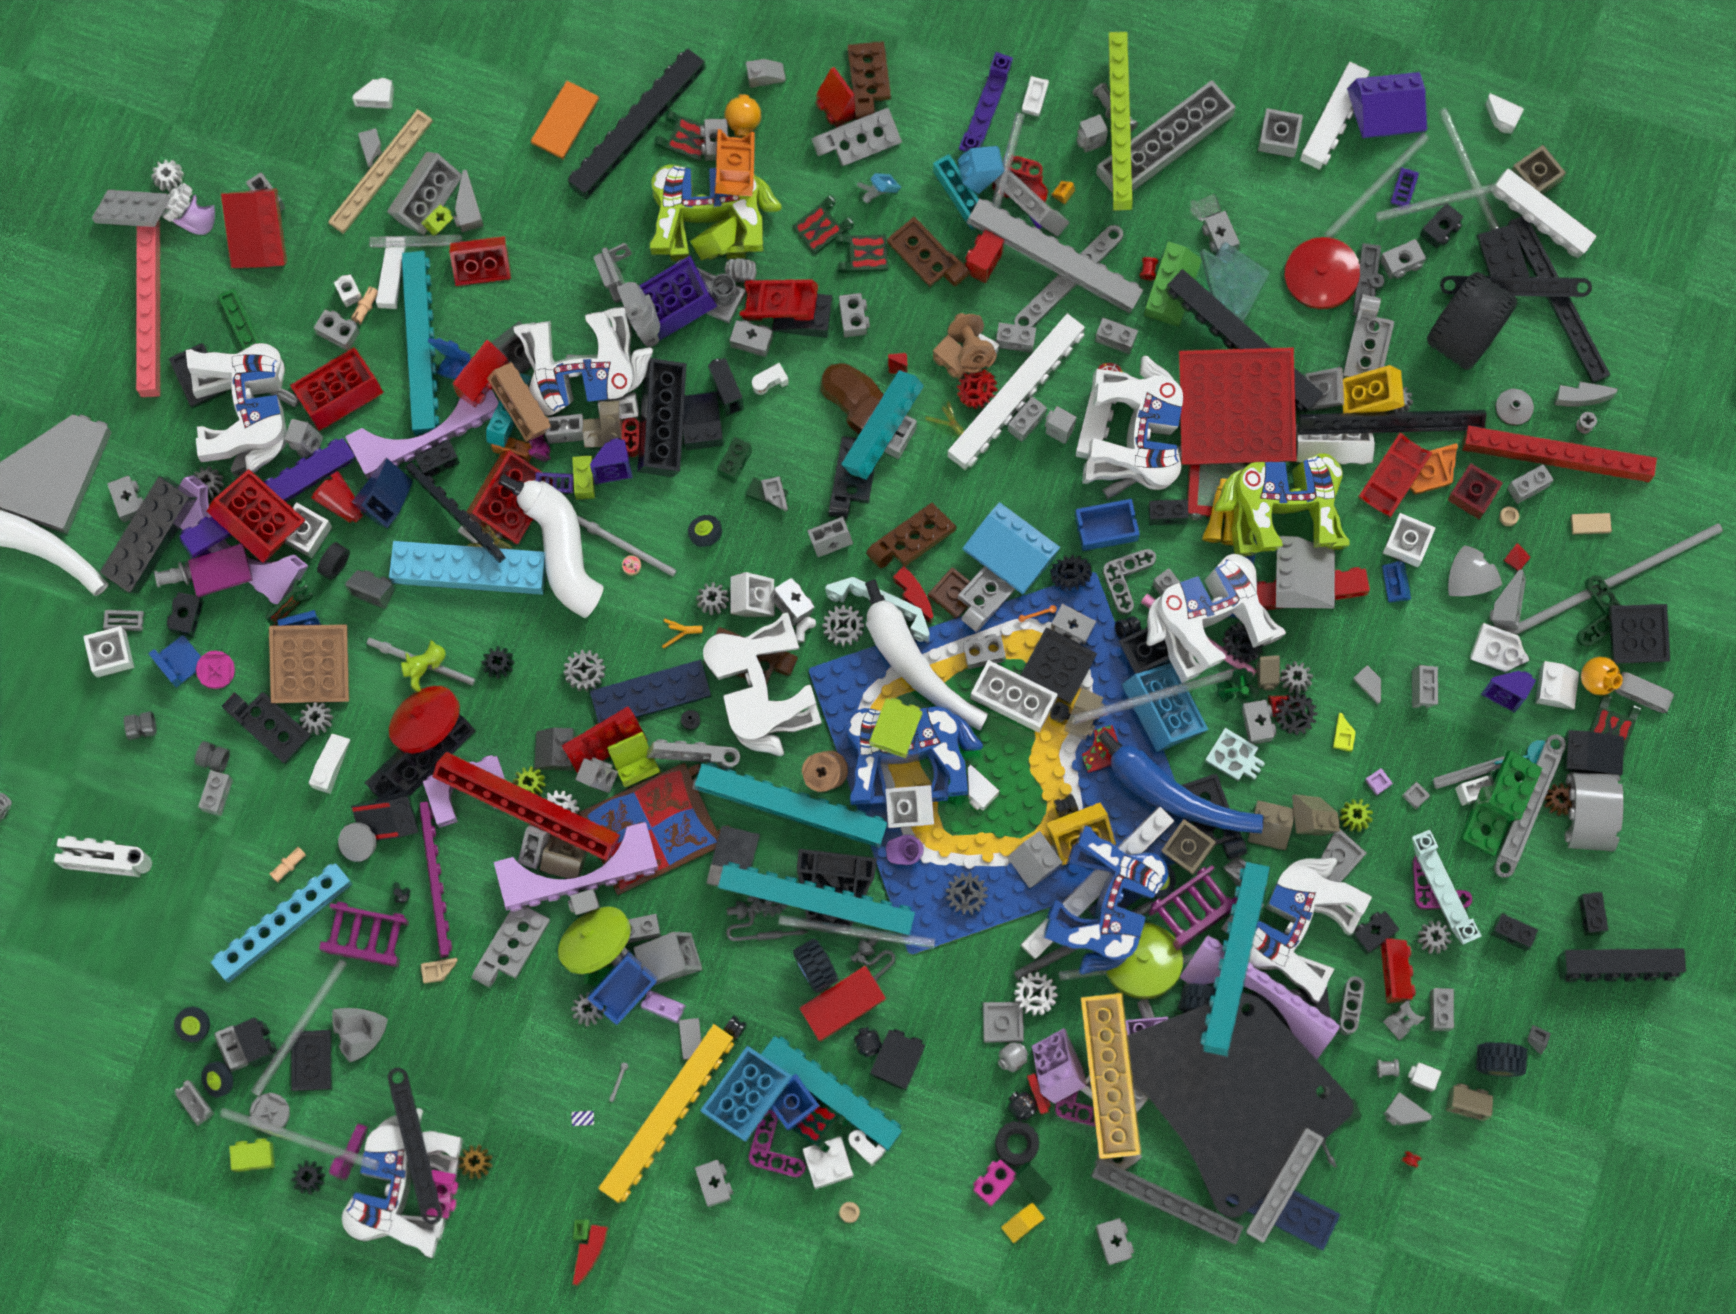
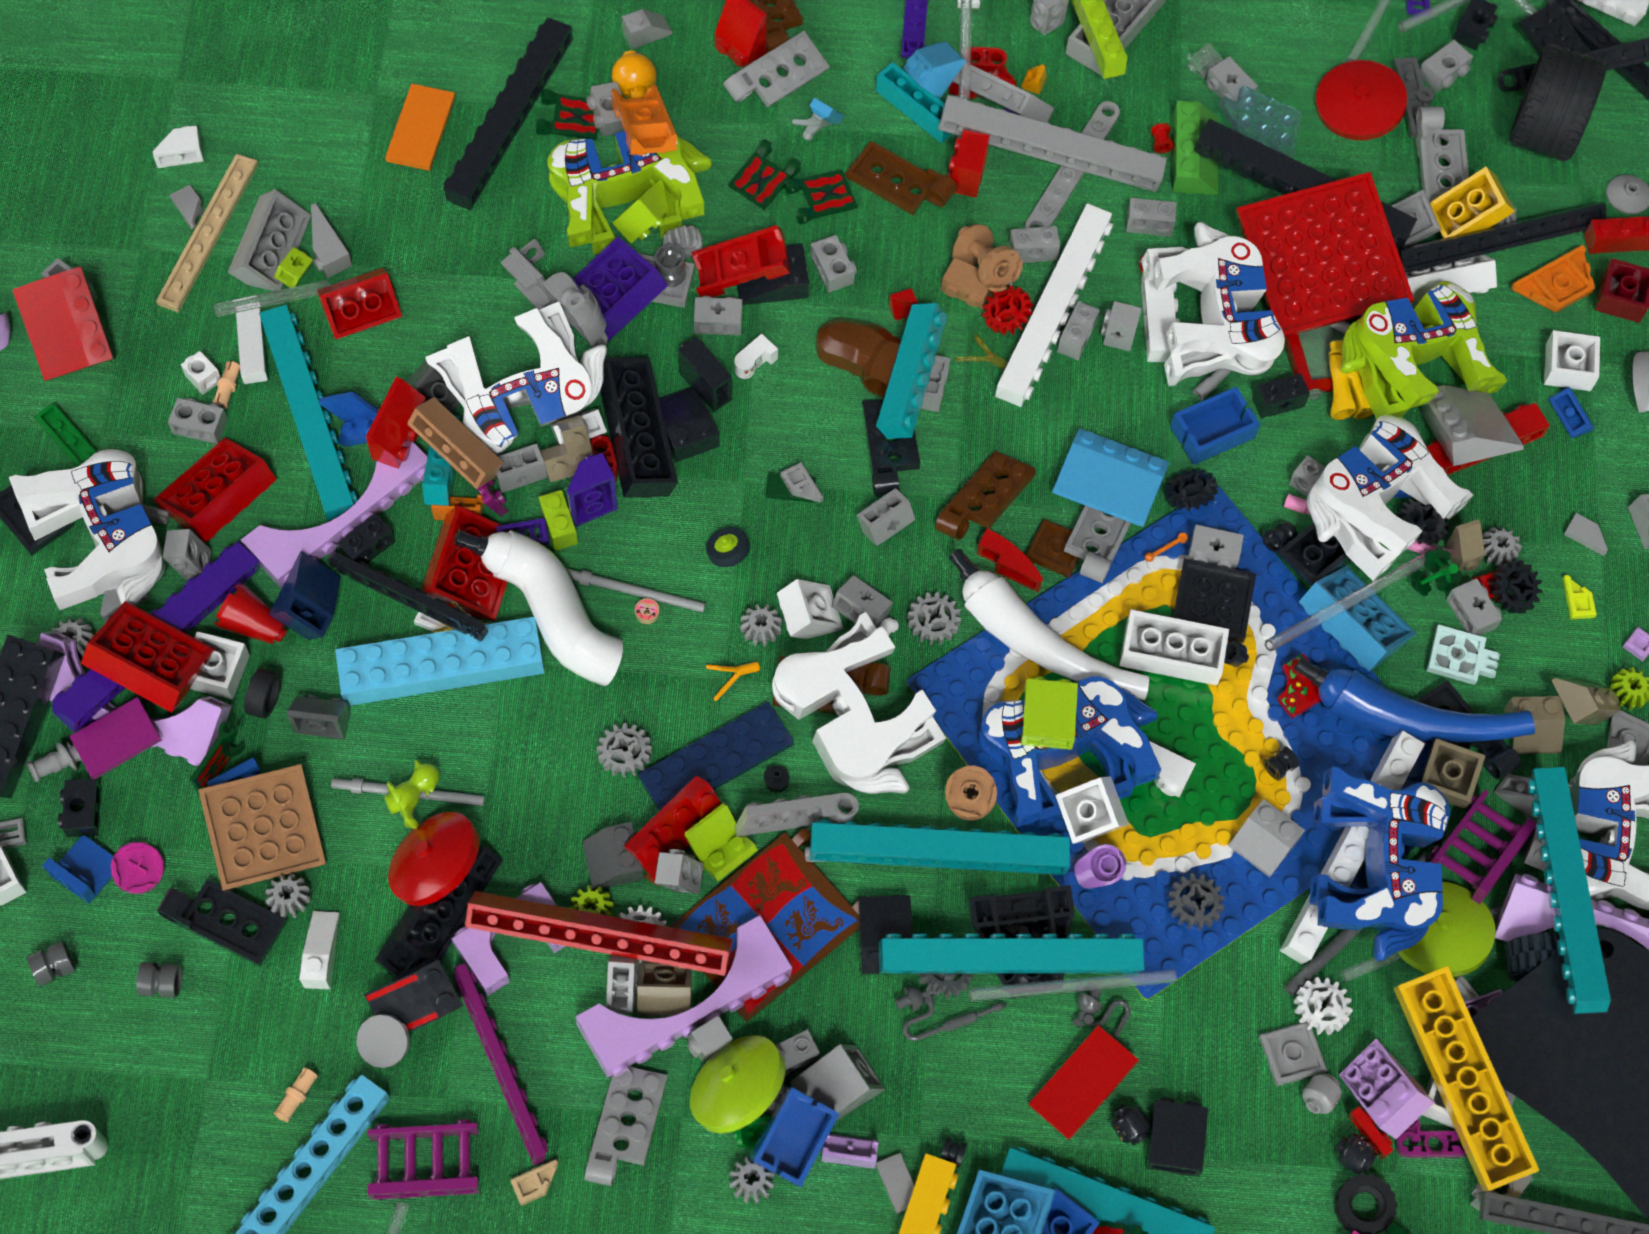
camera: 20 degrees left, 10 degrees down
(215, 793) = (175, 1025): light grey brick -> none
(401, 894) = (460, 1095): black plate -> none
(503, 657) = (510, 759): black gear -> none
(734, 460) = (739, 457): dark green brick -> none
(815, 965) = (1035, 1041): black wheel -> none
(839, 590) = (915, 577): light aqua slope -> none
(985, 655) = (1120, 607): light grey brick -> none
(1066, 830) = (1302, 786): yellow slope -> none
(1086, 701) = (1261, 662): dark tan brick -> none
(1121, 571) = (1249, 477): light grey beam -> none
(1394, 475) = (1529, 294): red piece -> none

